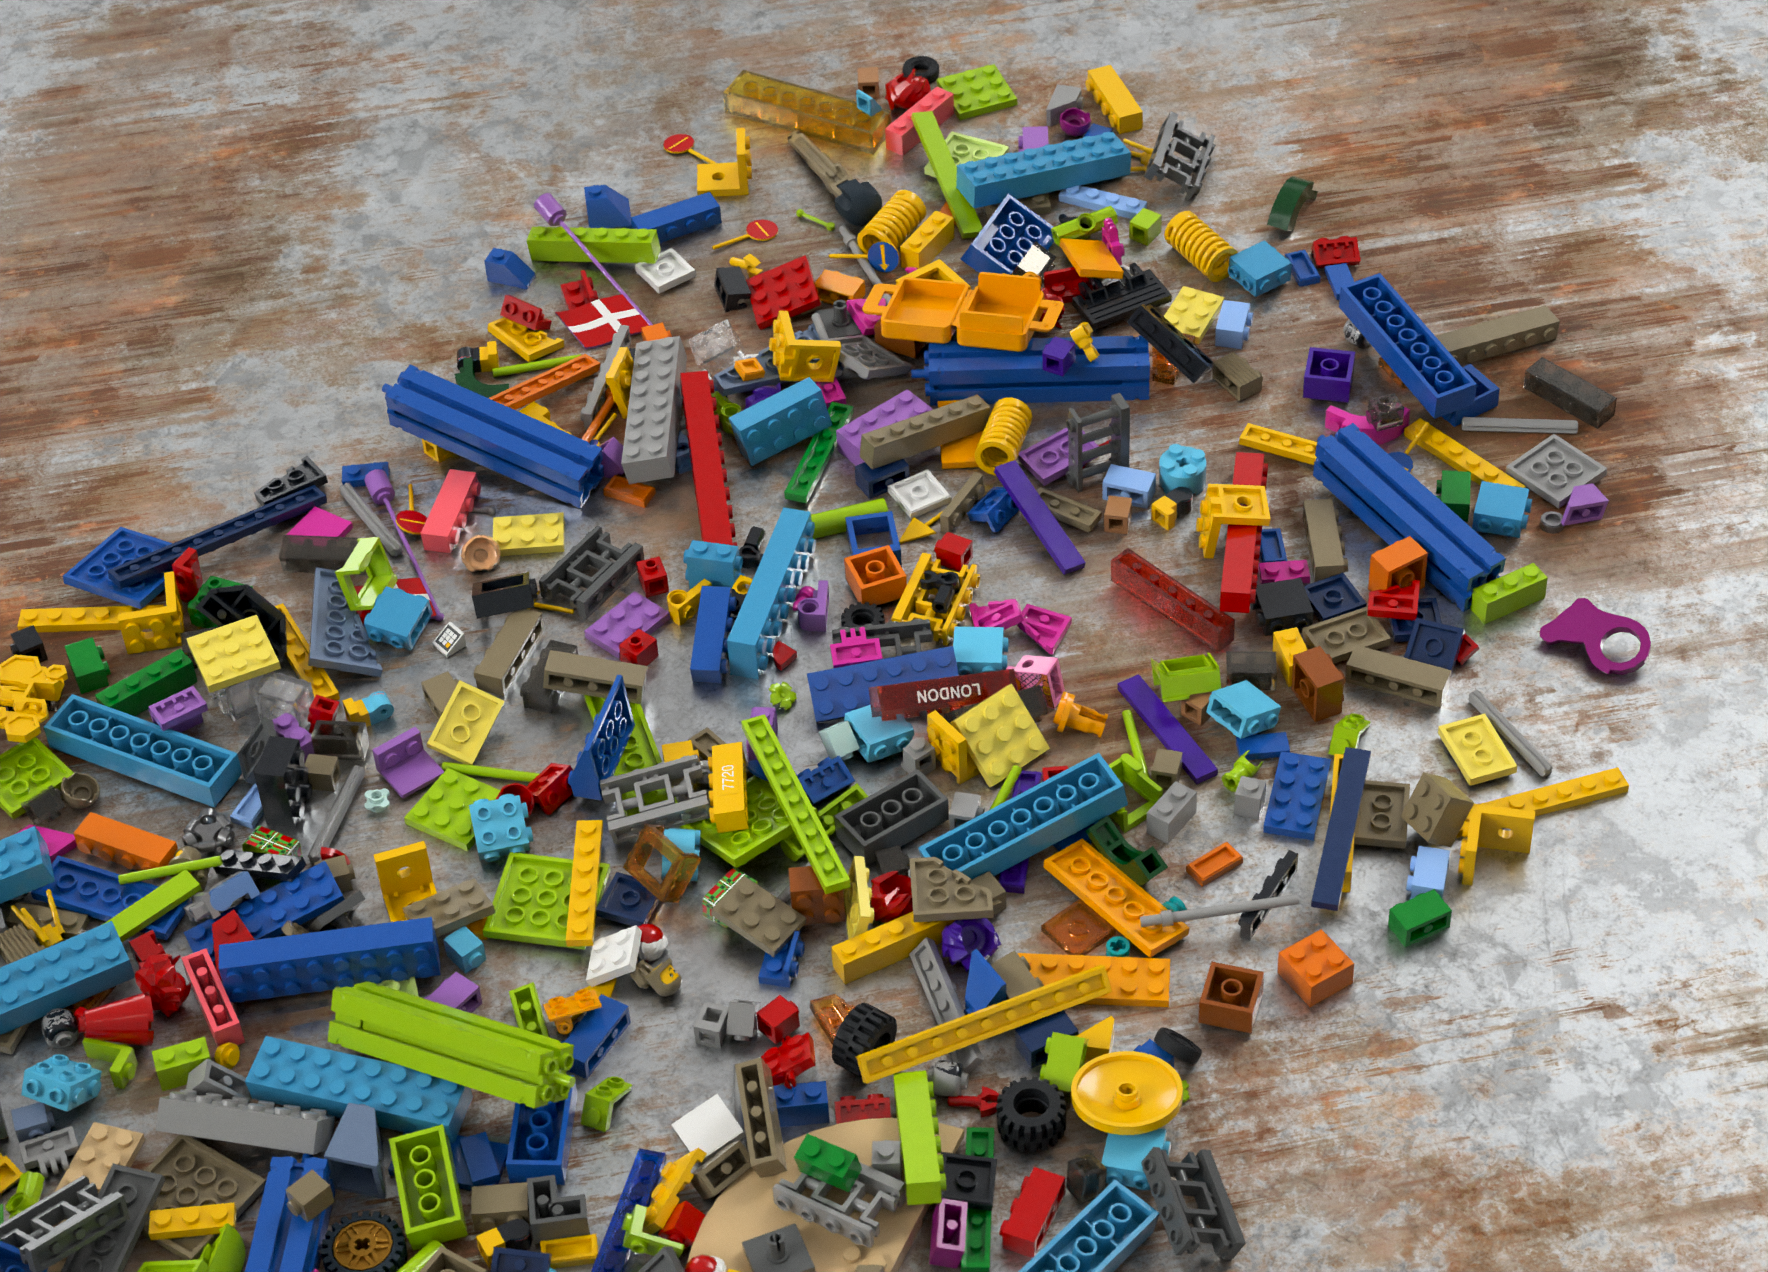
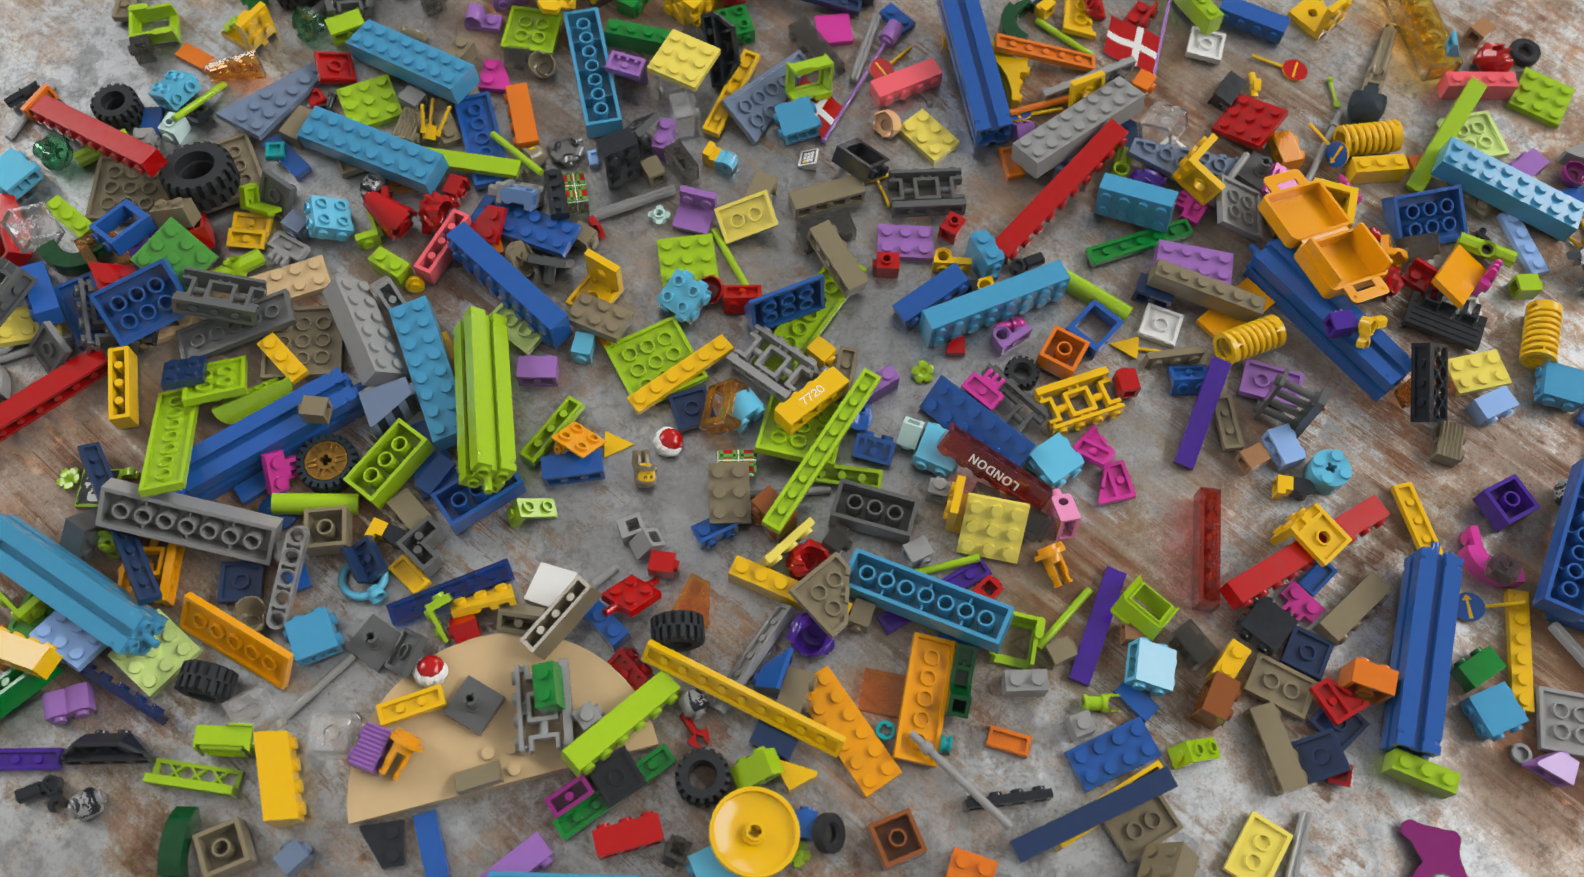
camera: 45 degrees right, 20 degrees up
(322, 709) = (693, 138): red brick -> none
(614, 956) = (638, 433): white plate -> none
(749, 369) = (1160, 152): light orange tile -> none
(947, 587) = (1092, 401): black bar -> none

